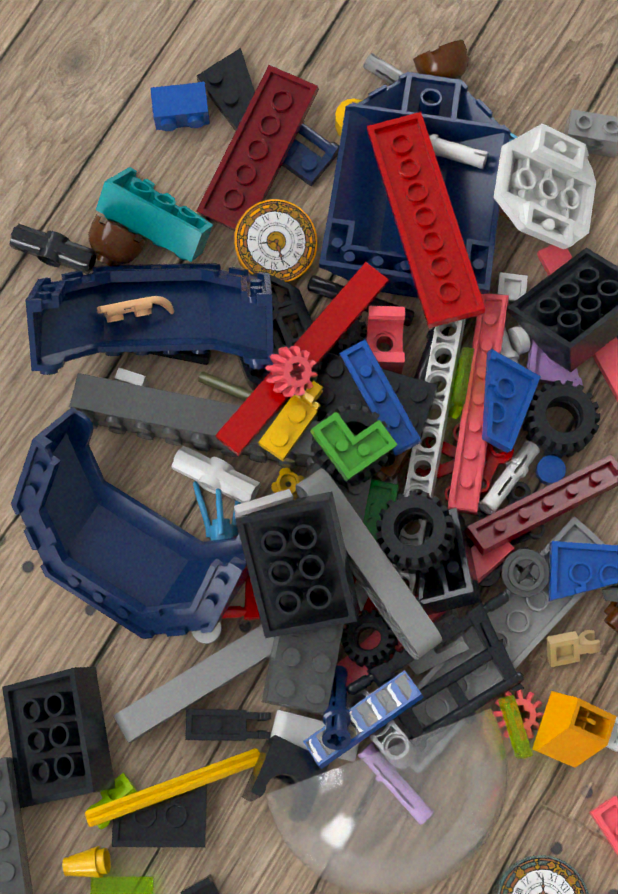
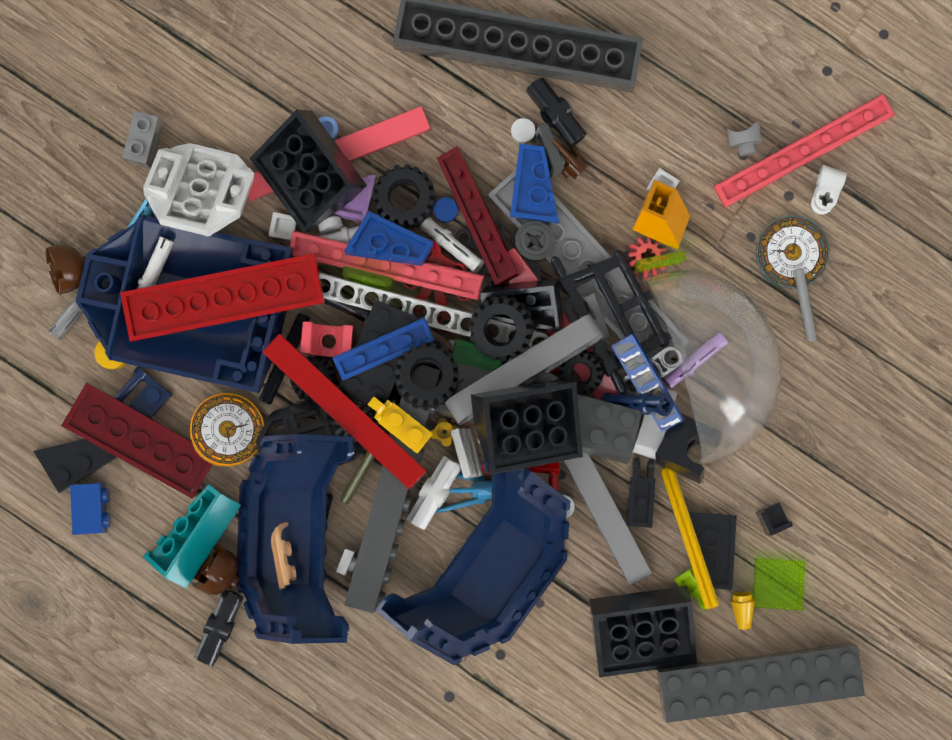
camera: 85 degrees left, 10 degrees up
(298, 379) = (361, 422): coral gear -> none
(350, 452) = (439, 375): bright green plate -> none
(567, 647) = (595, 211): tan plate -> none

